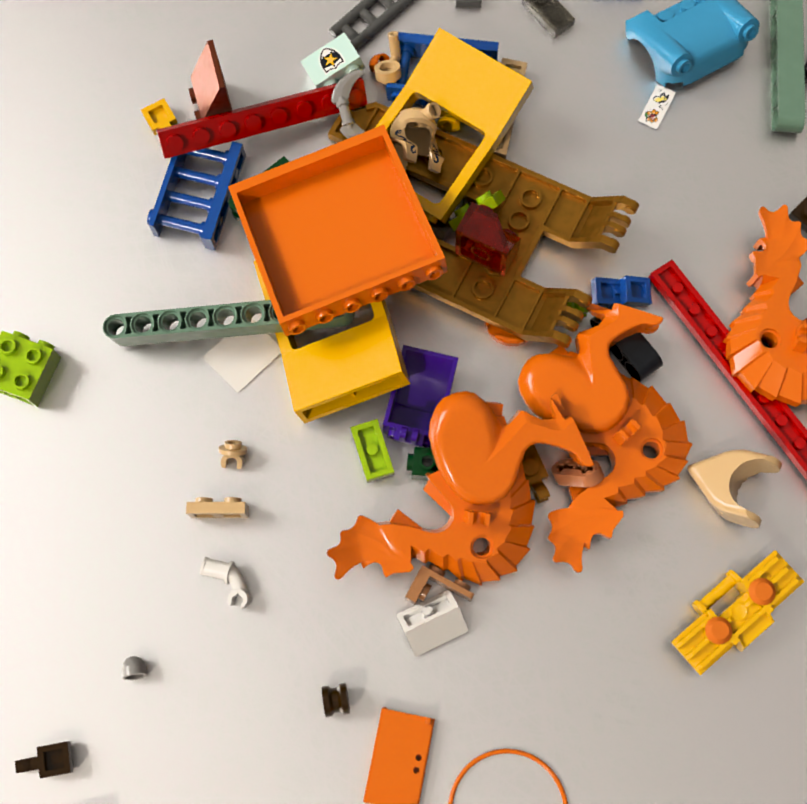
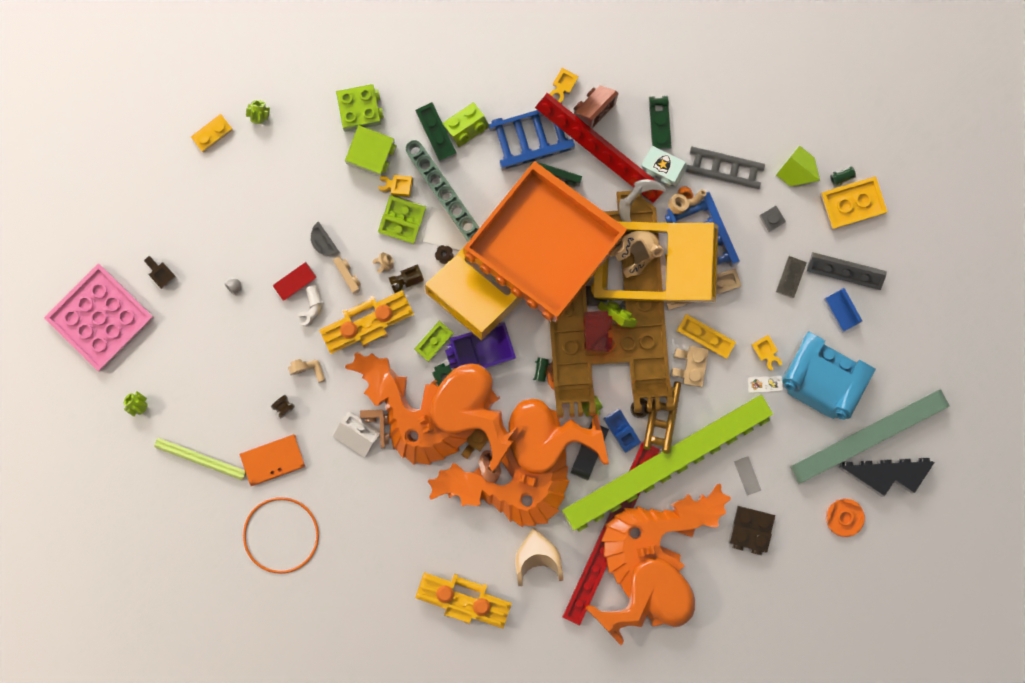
camera: 55 degrees right, 10 degrees up
(82, 385) = (370, 151): none -> lime brick
(114, 295) = (435, 132): none -> dark green plate
(131, 255) = (466, 124): none -> lime bracket
(150, 377) = (399, 185): none -> yellow plate
(155, 515) = (322, 242): none -> dark grey plate
(181, 582) = (294, 281): none -> red slope
(193, 399) = (402, 219): none -> lime slope
(271, 381) = (444, 249): none -> dark brown plate
(271, 432) = (408, 277): none -> dark brown plate
(277, 46) = (660, 123): none -> dark green plate
(296, 645) = (298, 367): none -> tan plate
(303, 522) = (387, 312): none -> yellow piece
(488, 341) = (541, 369): none -> dark green pin
(563, 134) = (706, 336): none -> yellow plate
(589, 166) = (695, 365): none -> tan plate
(605, 264) = (643, 402): none -> dark brown wheel
(618, 80) = (765, 350): none -> yellow plate
(650, 227) = (668, 425): none -> pearl gold bar
(697, 266) = (662, 465): none -> lime brick
(757, 185) = (747, 475): none -> light grey sticker

